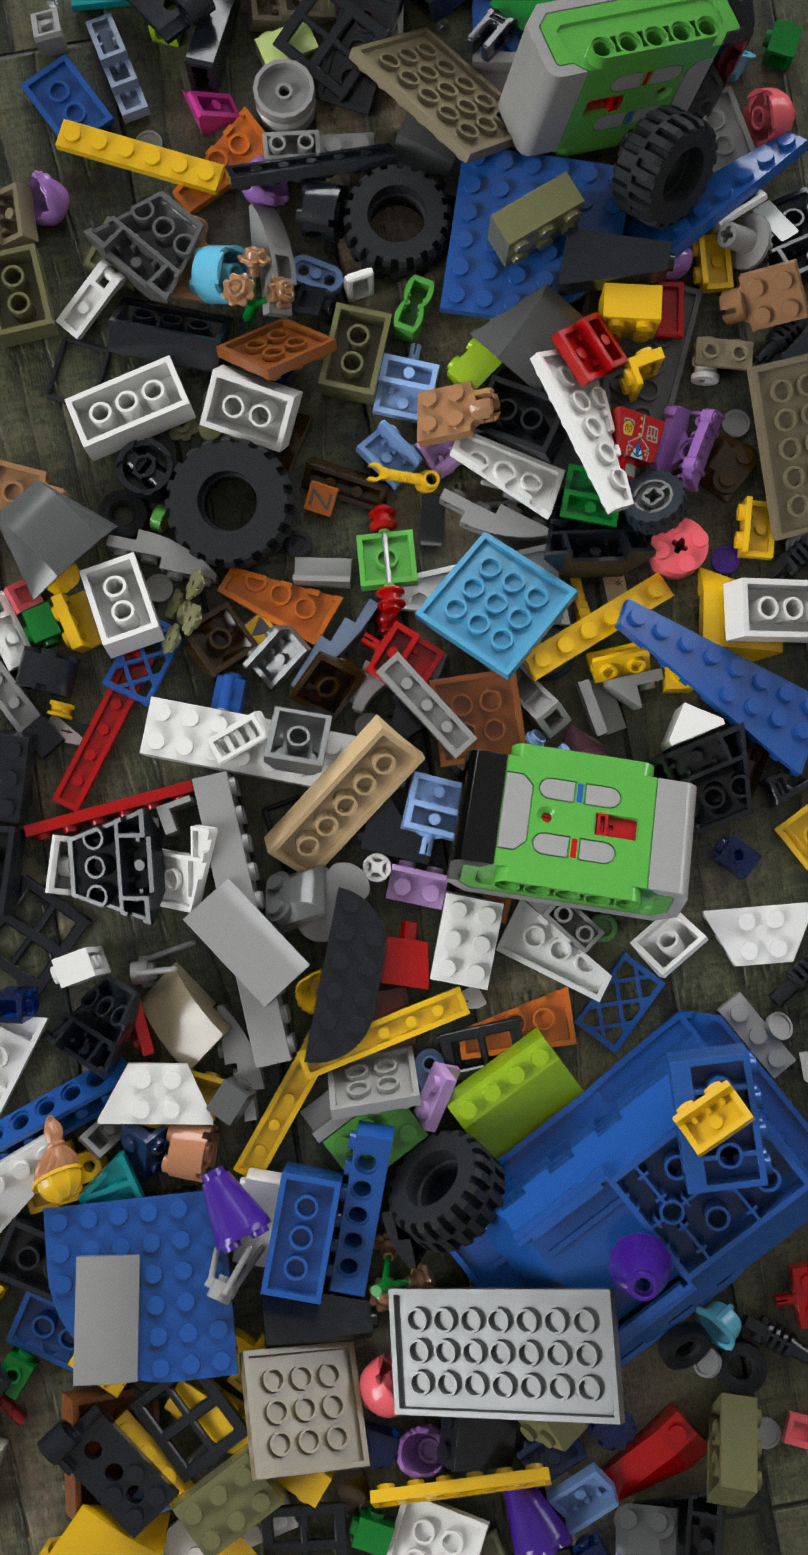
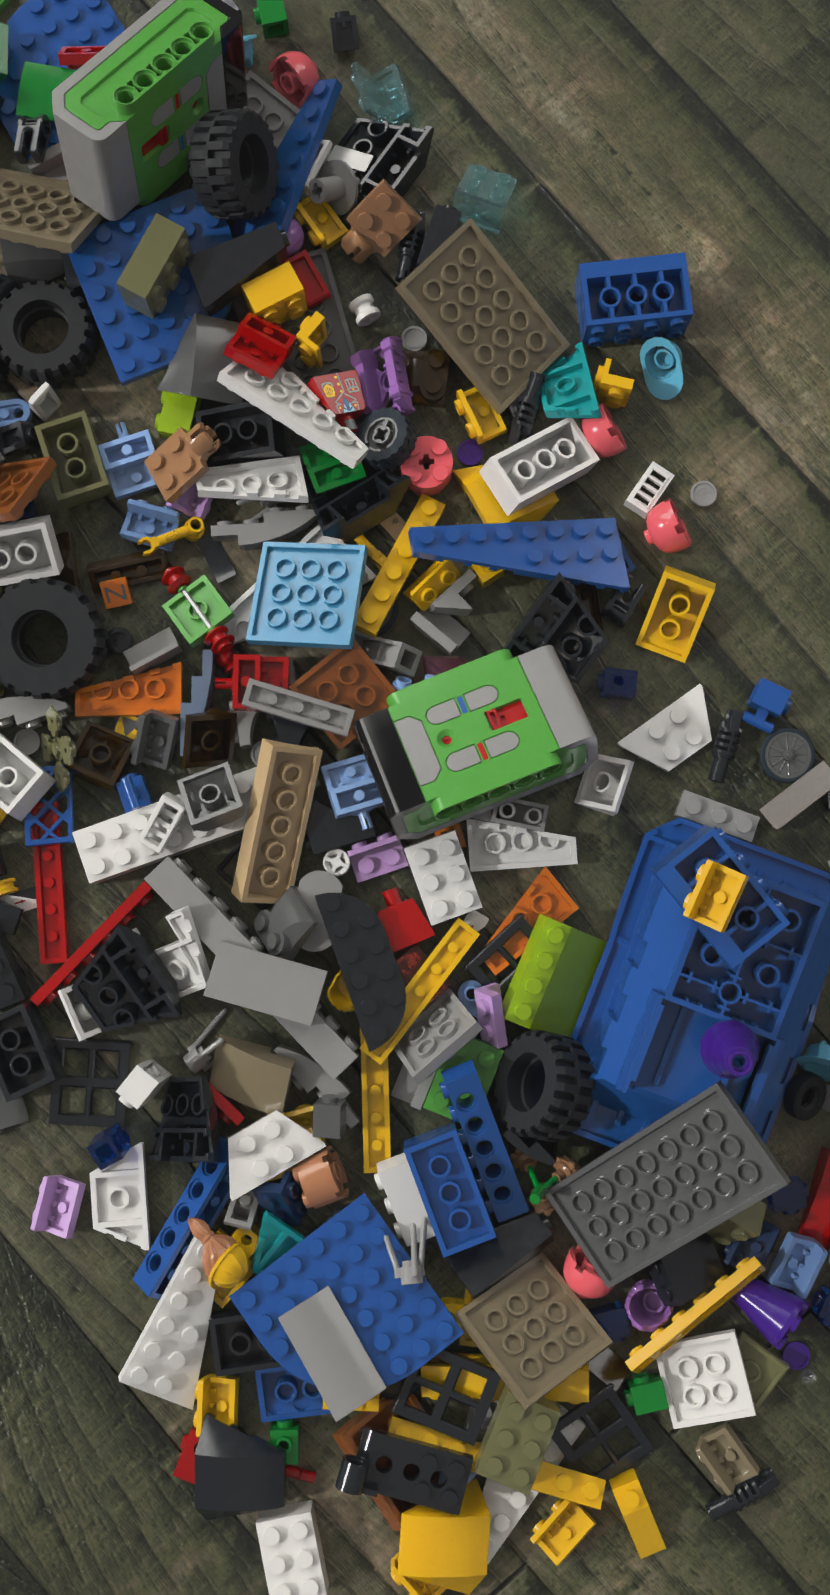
camera: 30 degrees left, 0 degrees up
(169, 816) = (145, 921): light grey panel -> none
(231, 1210) = (381, 1205): dark purple cone -> none
(414, 308) = (100, 396): bright green brick -> none
(607, 924) = (547, 798): bright green tile -> none
(626, 1026) = (614, 845): blue window -> none
(687, 724) = (518, 599): white slope -> none
(722, 353) = (370, 288): dark tan bracket -> none
(779, 1026) = (731, 798): light grey piece -> none

